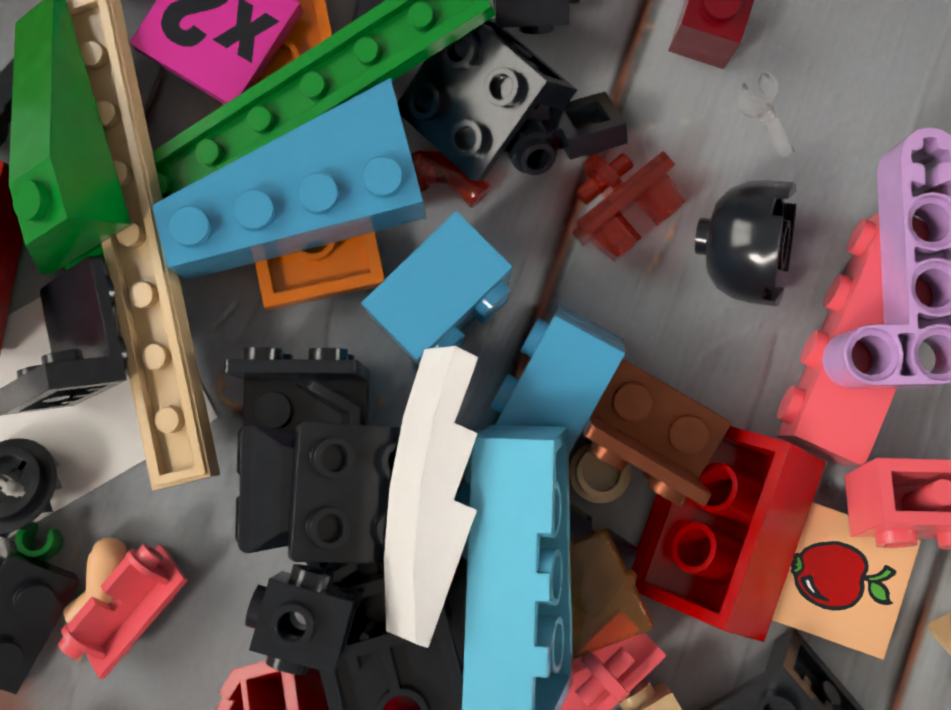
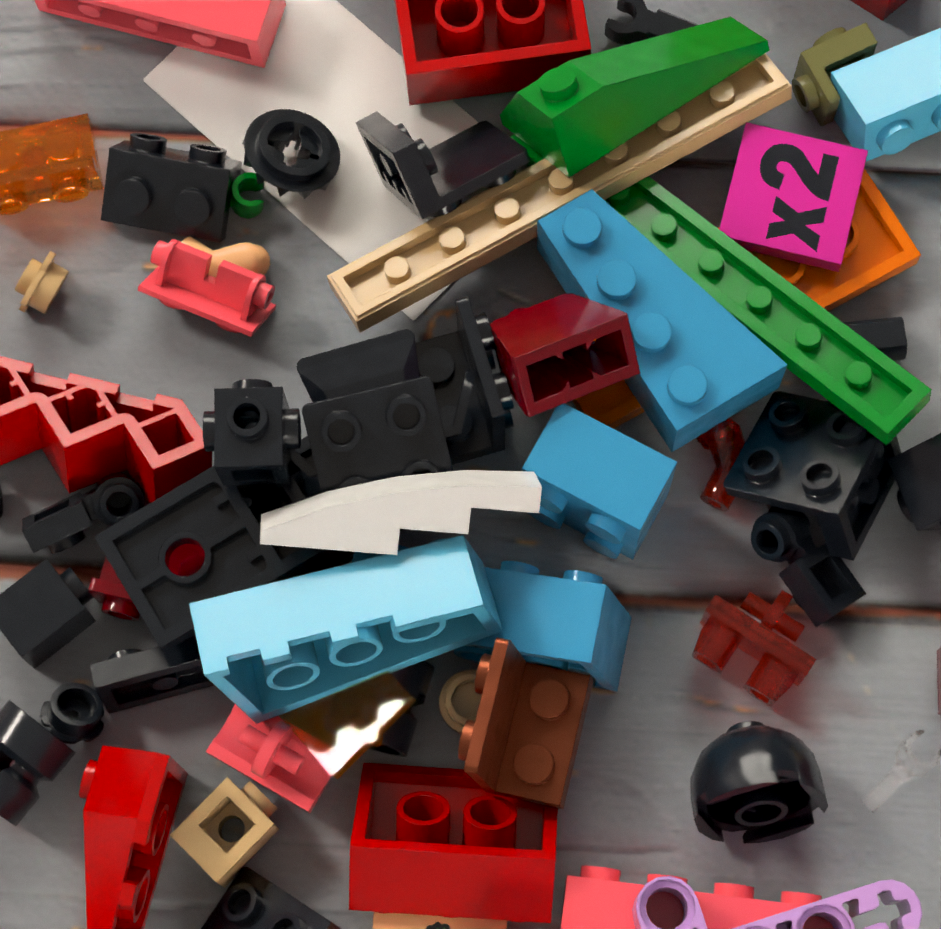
camera: 80 degrees right, 10 degrees down
(308, 285) = (552, 351): none -> dark red torso

